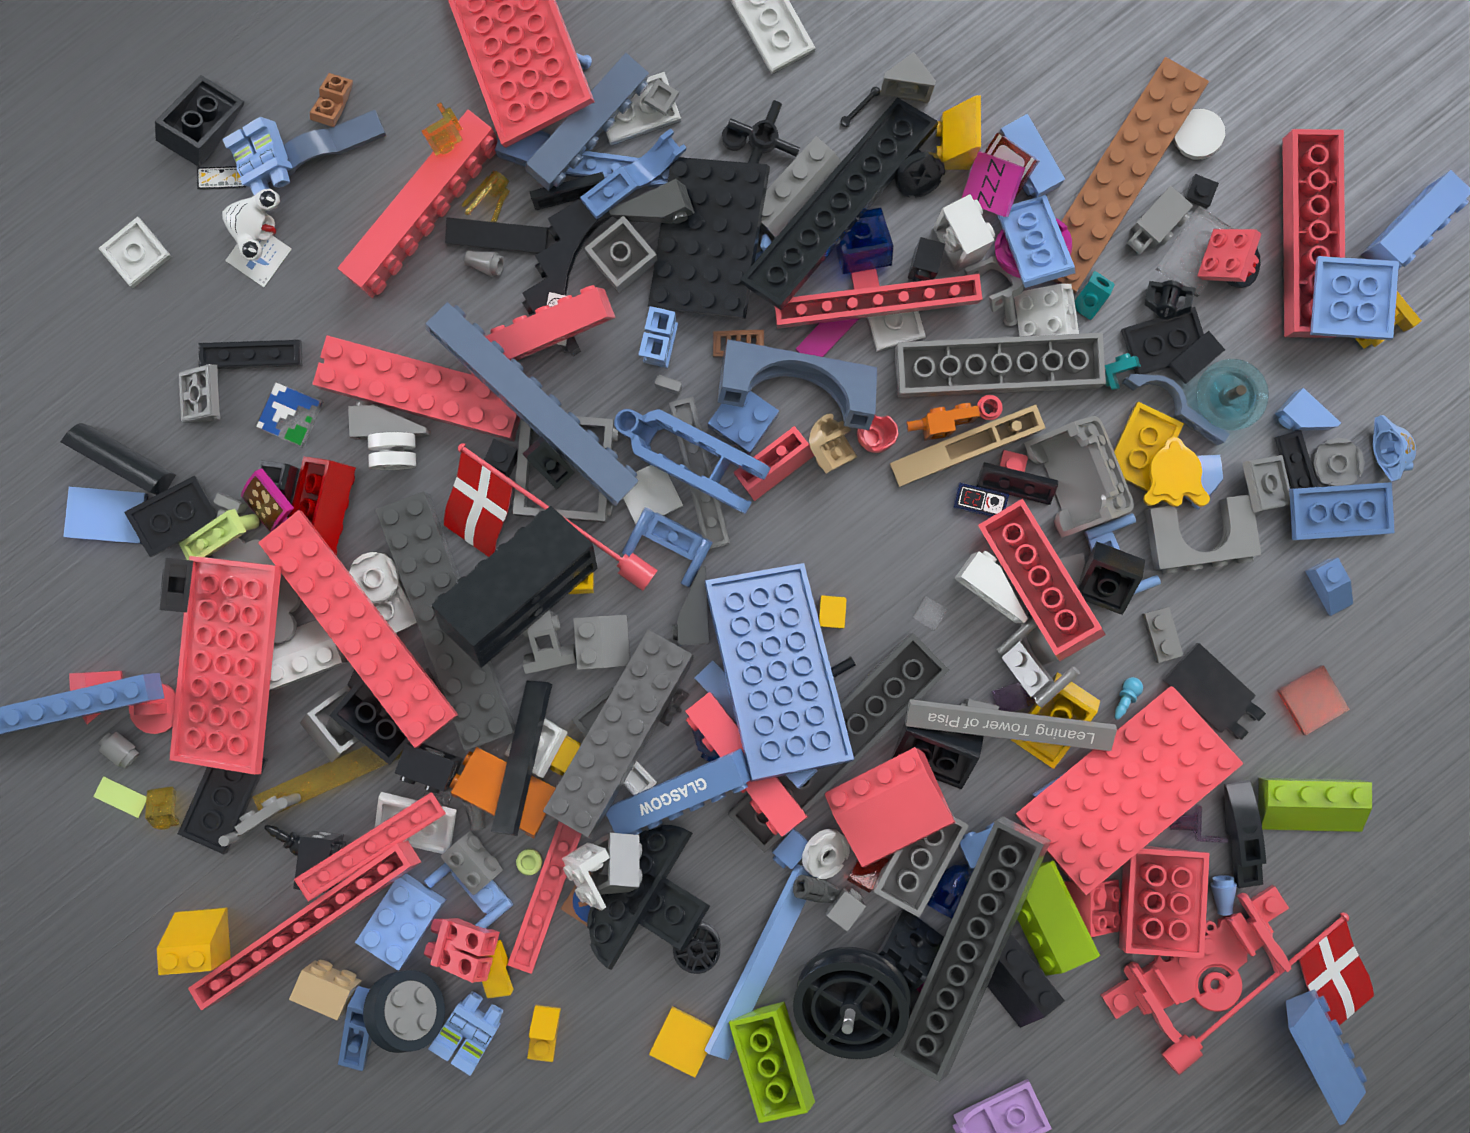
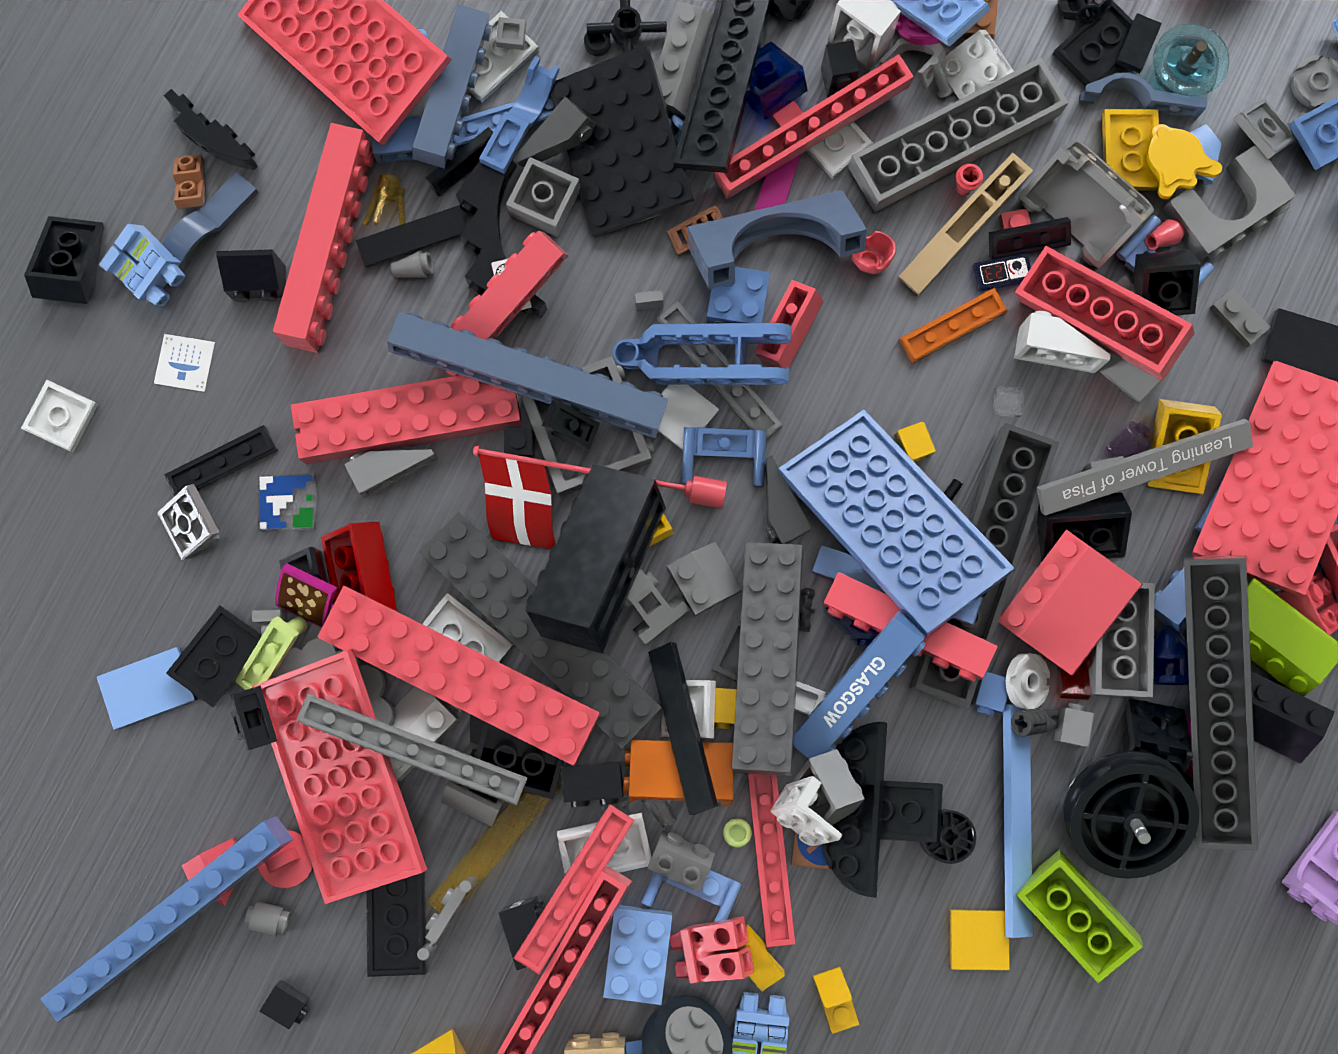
camera: 25 degrees left, 5 degrees down
(101, 825) = (285, 1005): none -> black brick
(118, 458) = (135, 624): black brick -> none
(120, 797) = (291, 967): yellowish green sticker -> none
(161, 808) = (339, 957): clear yellow bracket -> none
(218, 177) = (112, 306): sticker -> none
(250, 222) = (162, 333): white head -> none
(290, 671) = (411, 749): none -> light grey tile
(291, 841) = (487, 927): black bar -> none
(345, 208) = (252, 274): none -> black slope
(365, 67) = (208, 136): none -> black slope
(376, 576) = (450, 616): white tile -> none
(391, 451) = (408, 488): white wheel -> none
(443, 133) = (319, 151): clear yellow bracket -> none
(658, 344) = (620, 254): light blue hips -> none
(830, 444) = (834, 283): tan slope -> none
(915, 526) = (953, 325): none -> orange tile
(943, 423) = (933, 210): orange plate -> none
(1029, 669) = (1135, 407): light grey plate -> none
(1093, 295) = (1012, 33): teal bracket -> none
(1122, 364) = (1072, 82): teal bracket -> none
(1131, 690) = (1237, 383): medium azure bar -> none
(1133, 535) = (1166, 234): none -> coral cone
(1296, 460) = (1278, 95): black tile -> none
(1305, 413) = (1265, 48): light blue slope -> none

